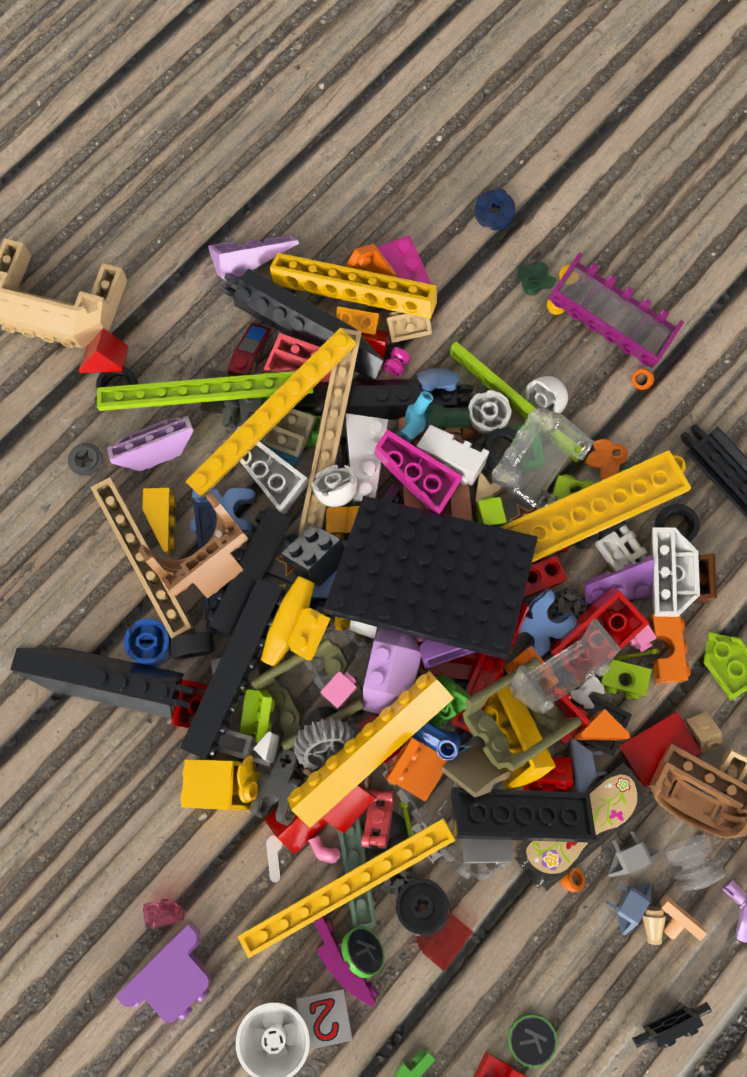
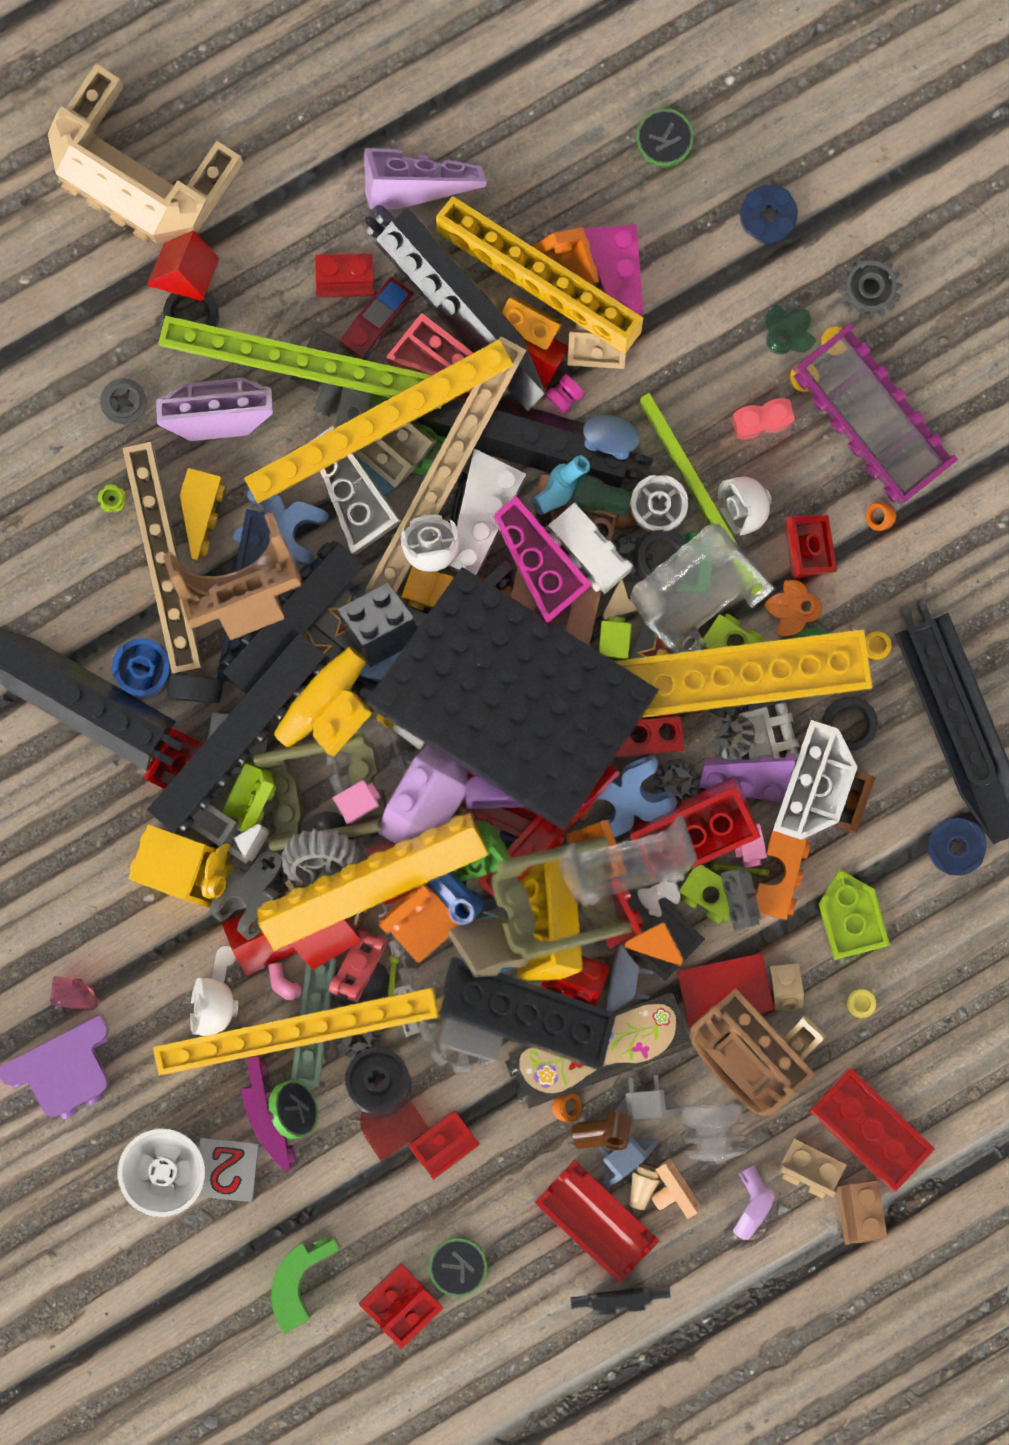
camera: 20 degrees right, 10 degrees up
(90, 525) = (106, 493): none -> lime plate
(218, 331) = (344, 275): none -> red plate
(275, 888) = (212, 1006): none -> white cylinder
(408, 183) = (664, 137): none -> black tile
(489, 941) = (444, 1145): none -> red plate
(539, 337) = (771, 417): none -> coral brick
(584, 224) = (874, 272): none -> dark grey gear
(601, 412) = (810, 545): none -> red slope
(608, 558) = (741, 743): none -> dark grey gear
(615, 889) = (609, 1132): none -> reddish brown piece
(628, 965) = (597, 1221): none -> red gear
(654, 682) = (736, 885): none -> dark grey hinge

